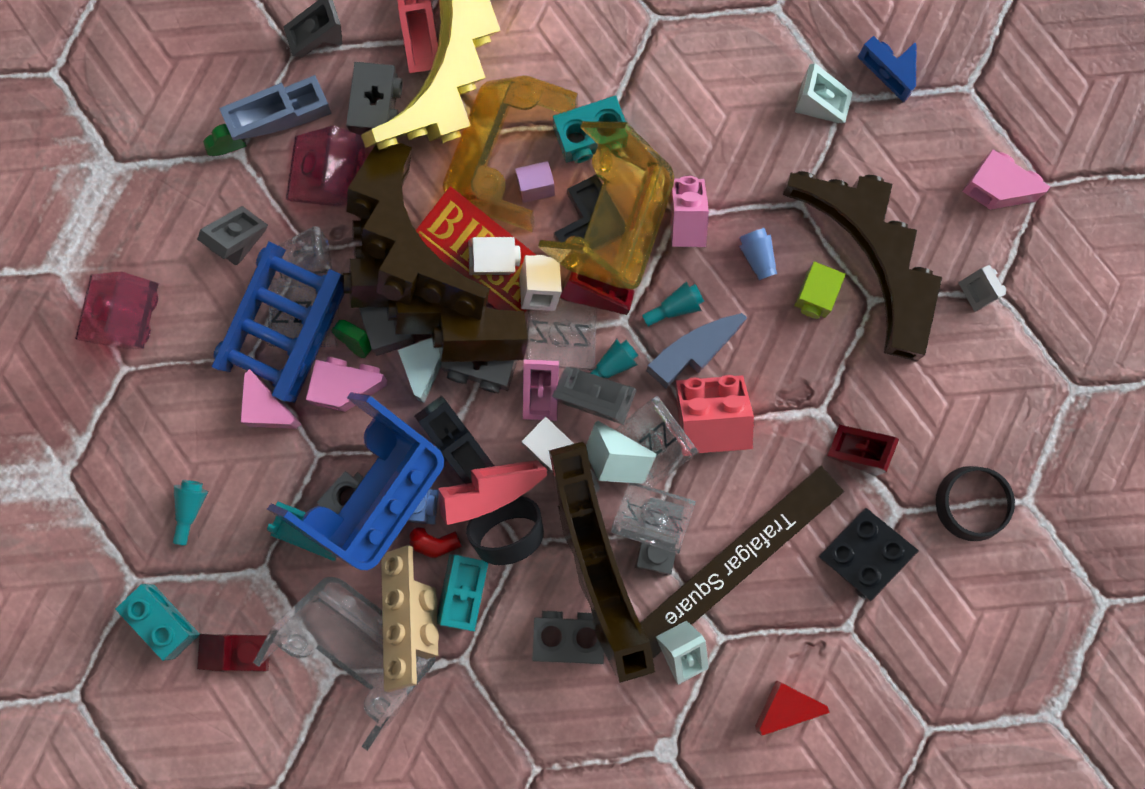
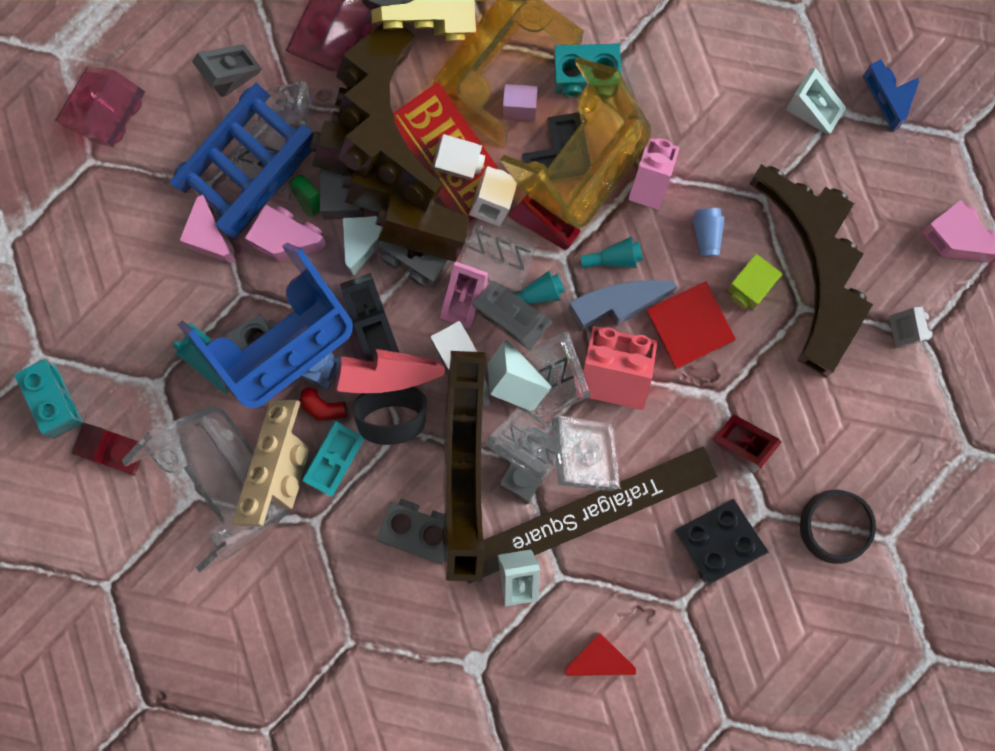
camera: 20 degrees right, 0 degrees up
(188, 501) = (109, 300): teal cone -> none
(710, 510) = (585, 454): none -> clear tile
(770, 350) = (690, 325): none -> red tile

